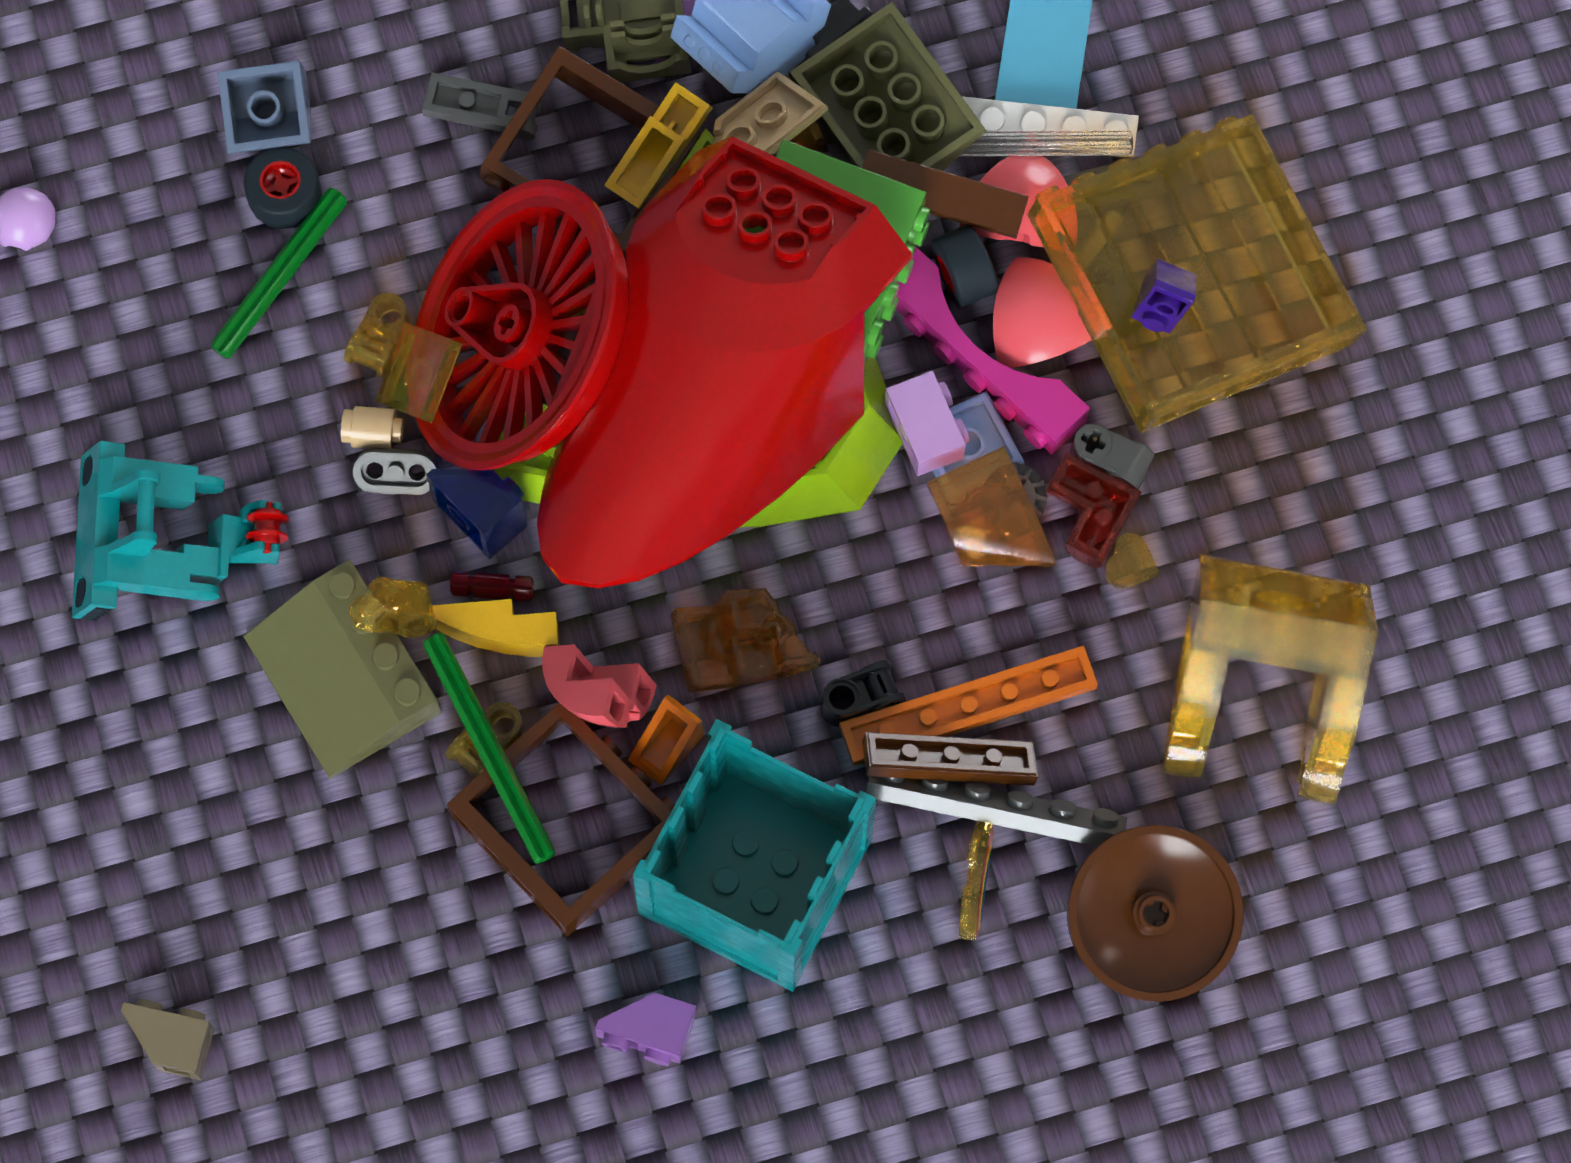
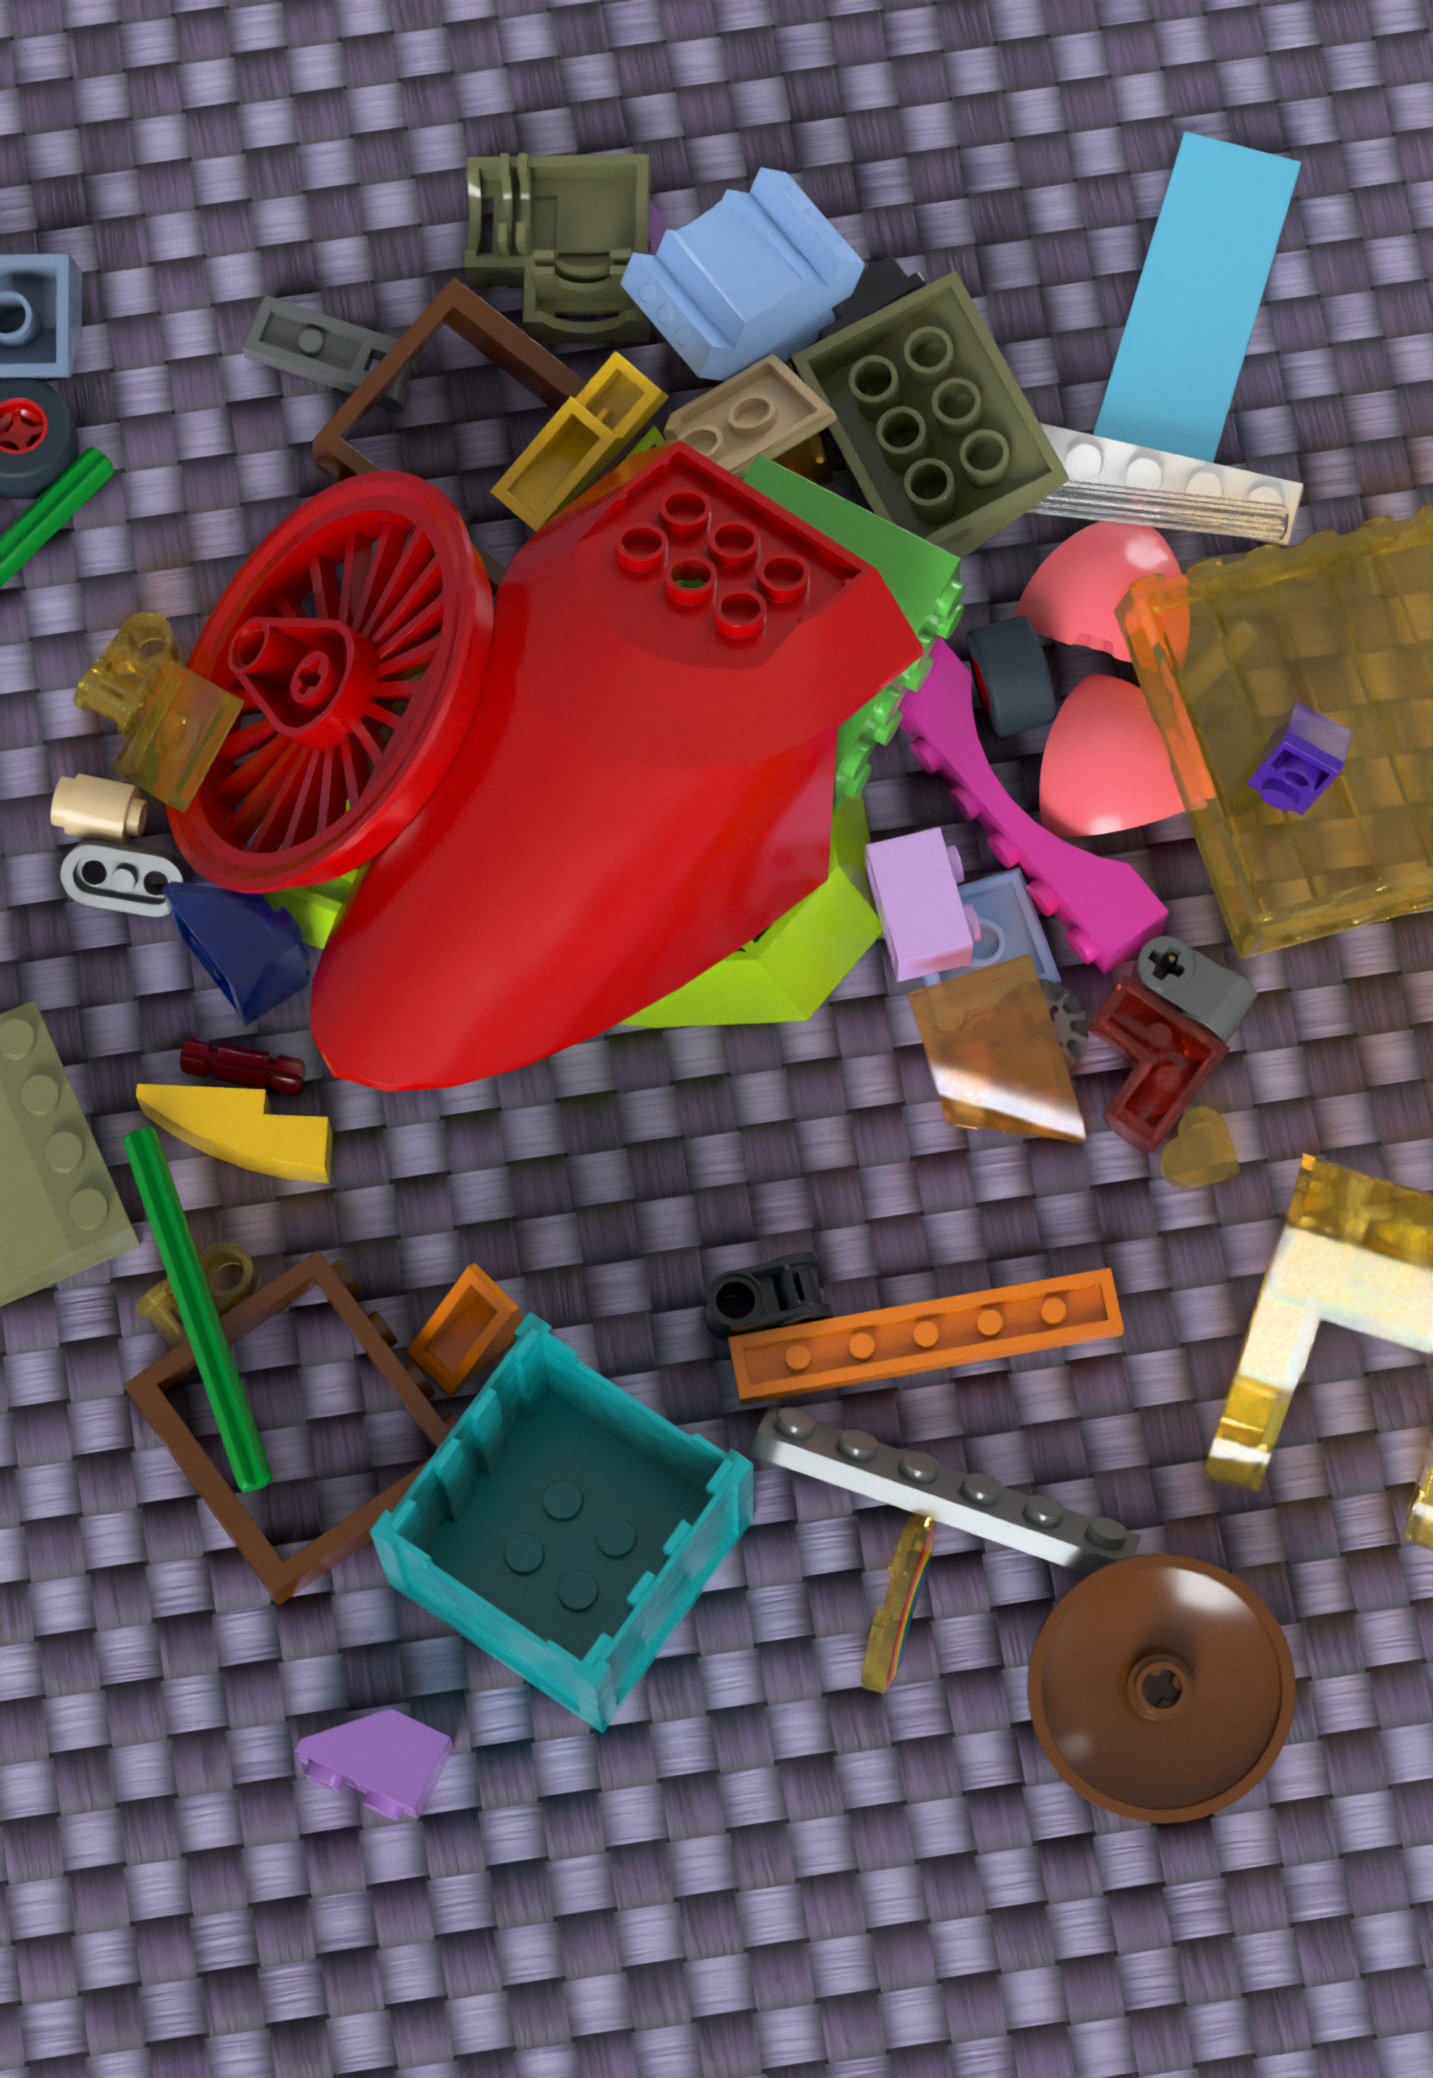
camera: 10 degrees right, 0 degrees up
(395, 608) = (87, 1082): clear yellow piece -> none
(597, 693) = (370, 1247): coral brick -> none
(738, 642) = (595, 1196): clear orange slope -> none
(949, 758) = (884, 1413): reddish brown tile -> none
(954, 195) = (1008, 569): reddish brown tile -> none

